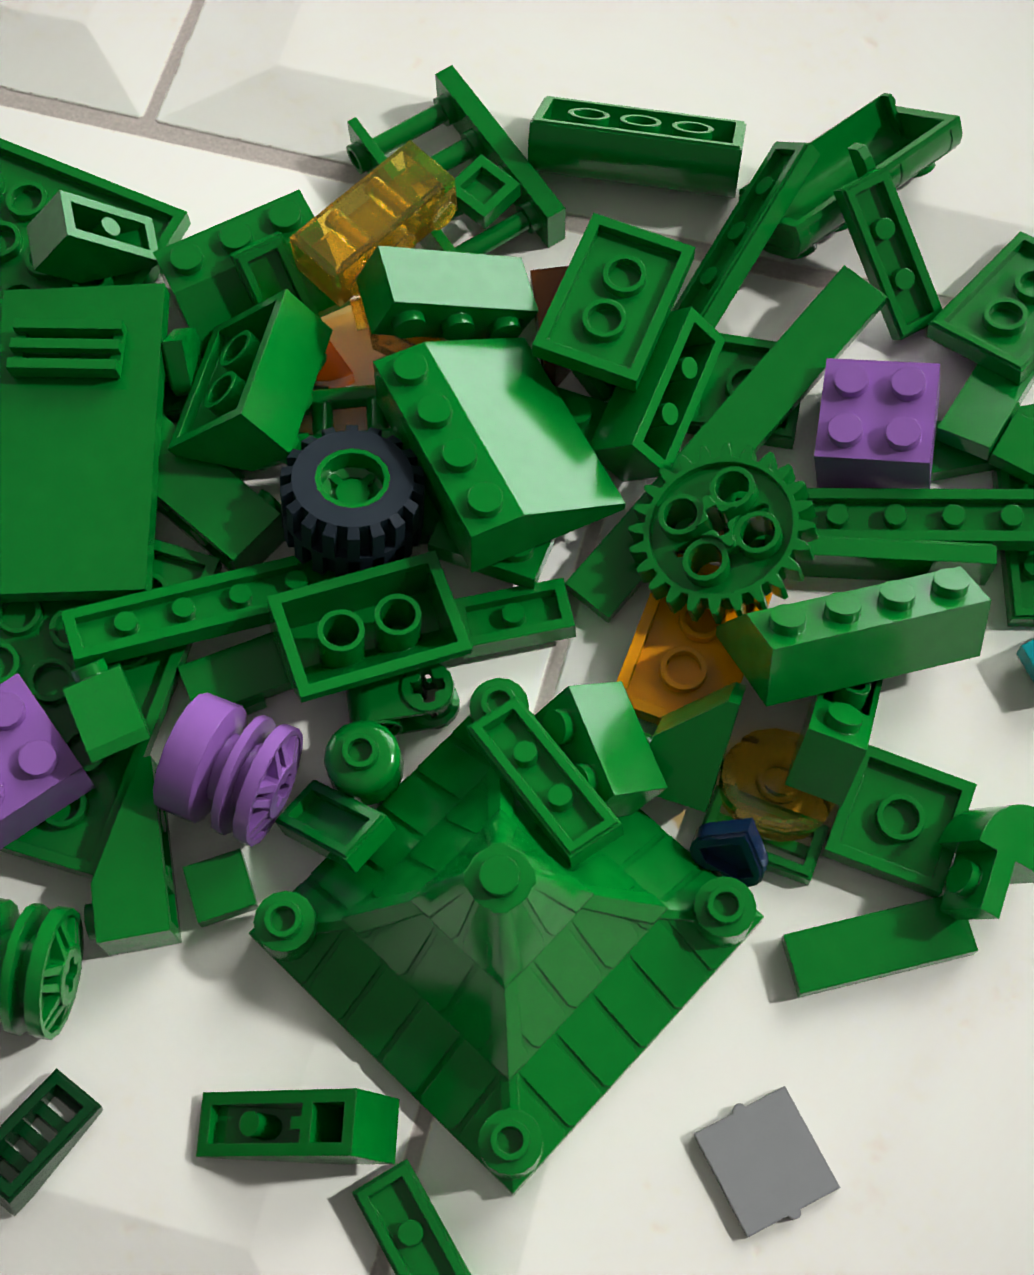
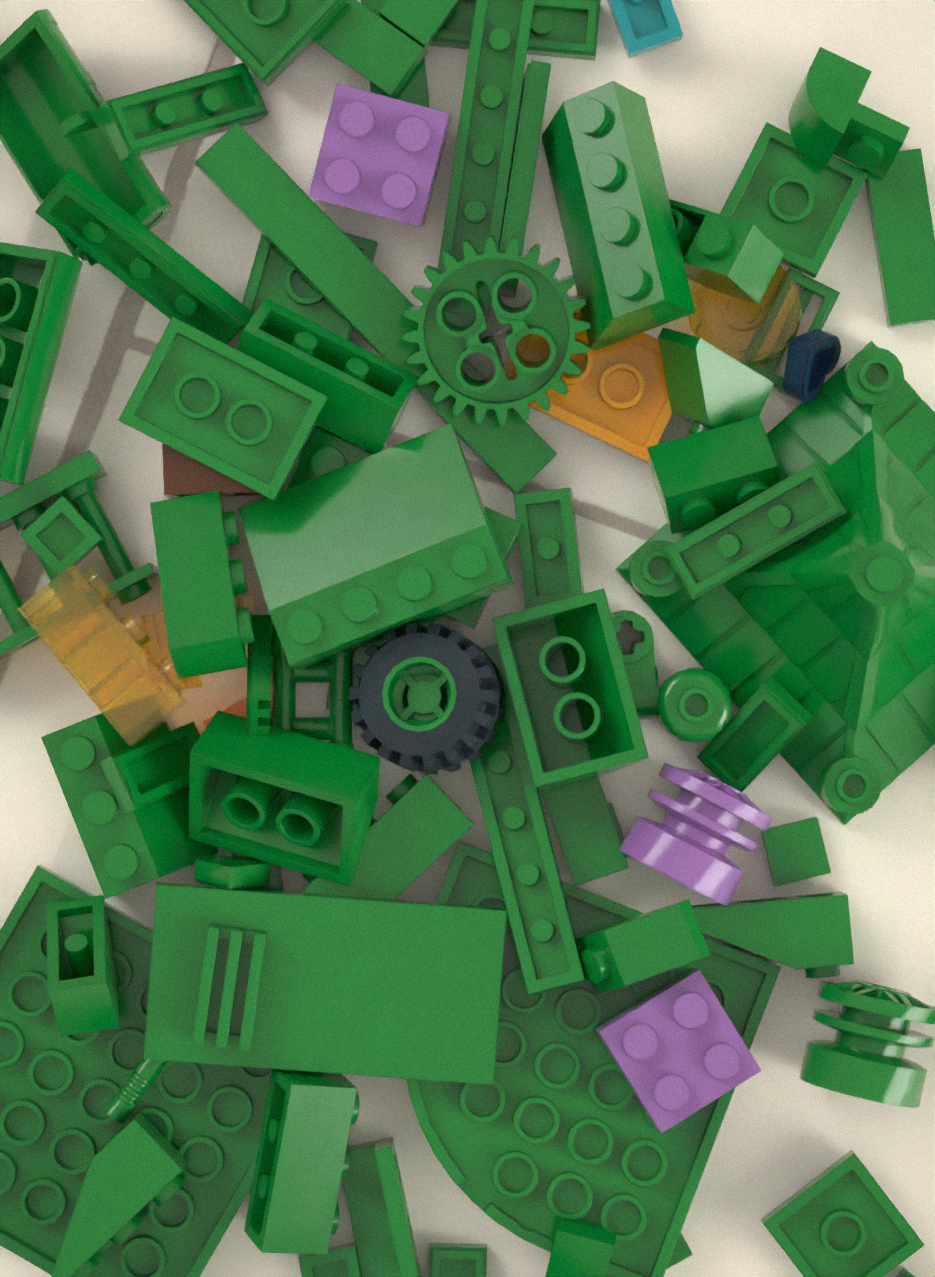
camera: 90 degrees left, 20 degrees up
(349, 354) = (259, 677): none -> green tile

